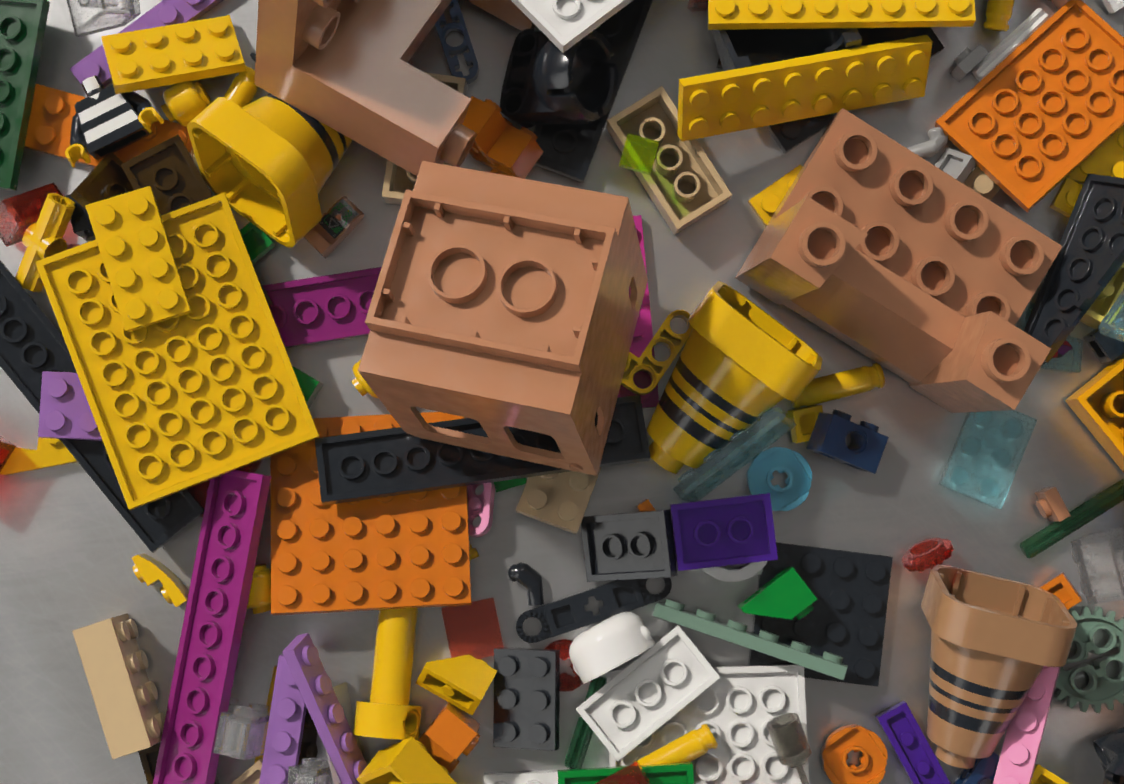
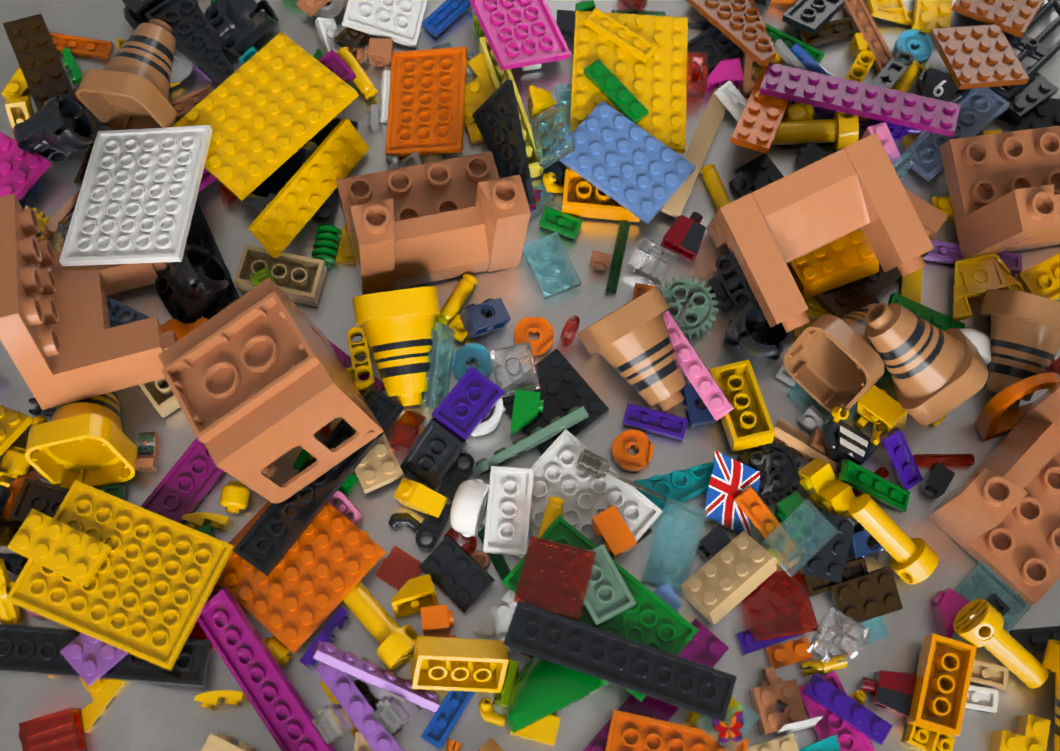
camera: 50 degrees left, 15 degrees down
(316, 364) = (201, 519): none -> yellow slope
(325, 626) = (338, 621): none -> dark purple plate
(568, 579) = (420, 498): none -> yellow slope
(568, 706) = (481, 558): none -> nougat plate
(631, 485) = (406, 432): none -> clear red slope
(755, 171) = (326, 243): none -> green piece
(818, 539) = (515, 368): none -> clear slope
(893, 502) = (535, 325): none -> orange plate
(1053, 411) = (560, 222): none -> green plate
(1091, 355) = (549, 184): none -> yellow arm

